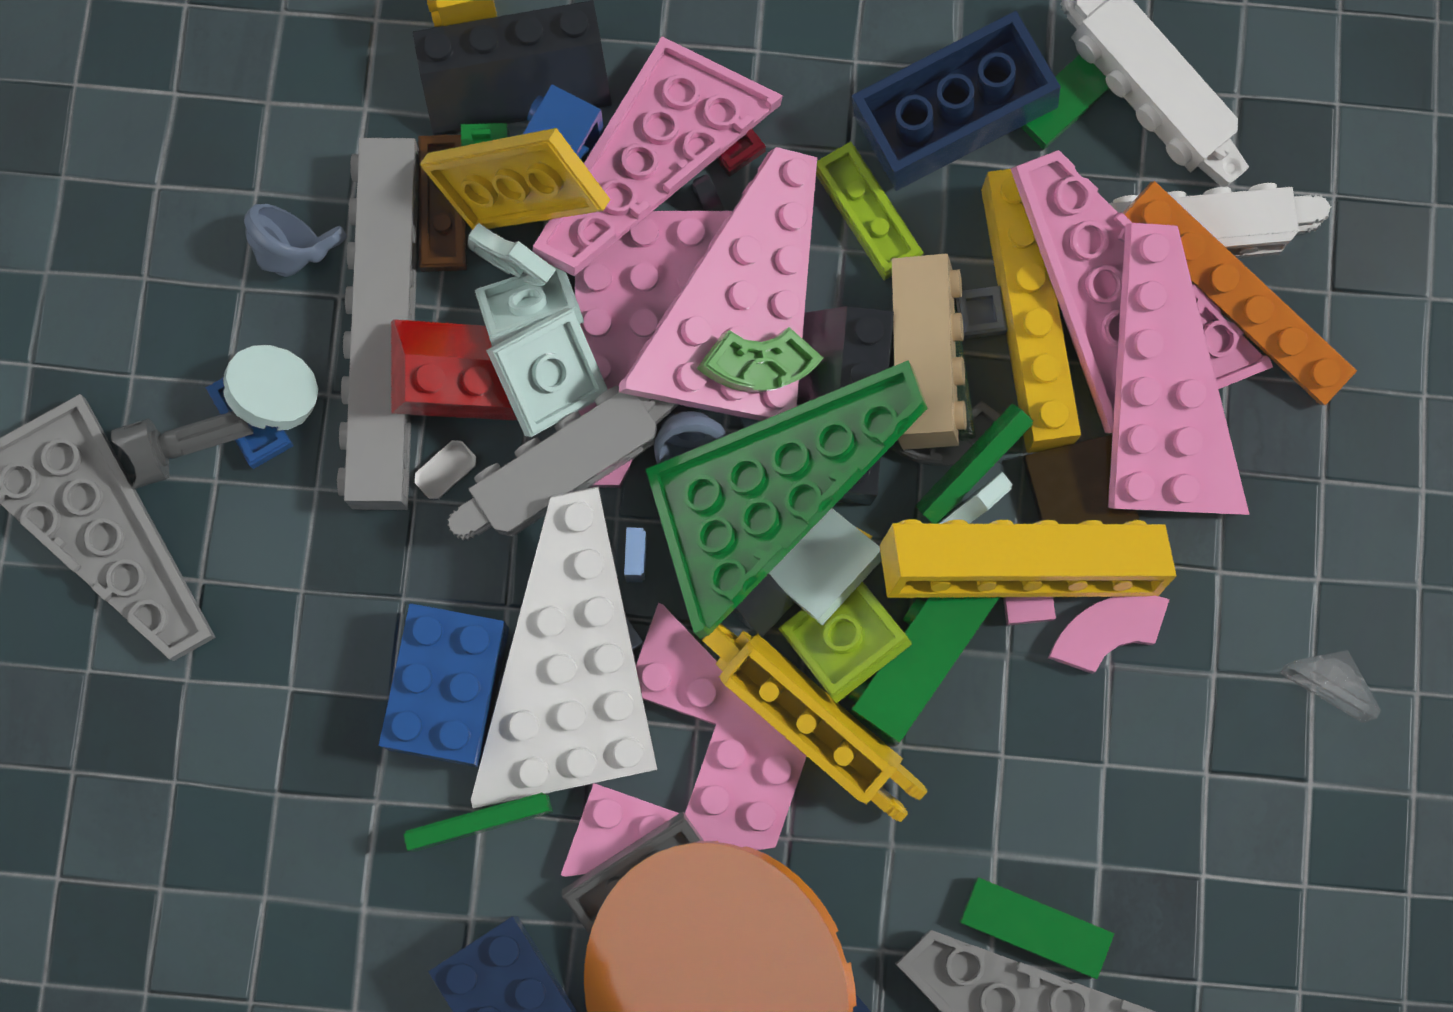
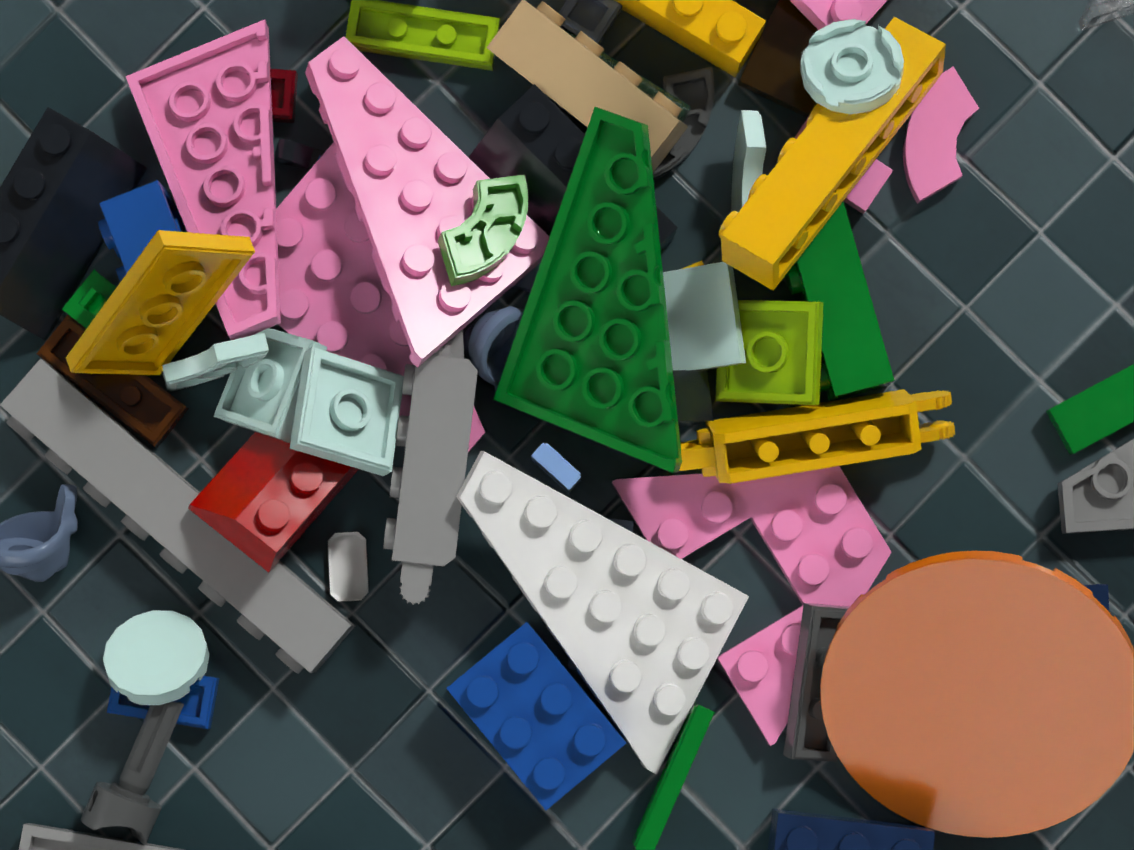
camera: 50 degrees left, 5 degrees up
(974, 464) = (715, 127): green tile -> none
(1099, 522) = (852, 67): none -> light aqua tile

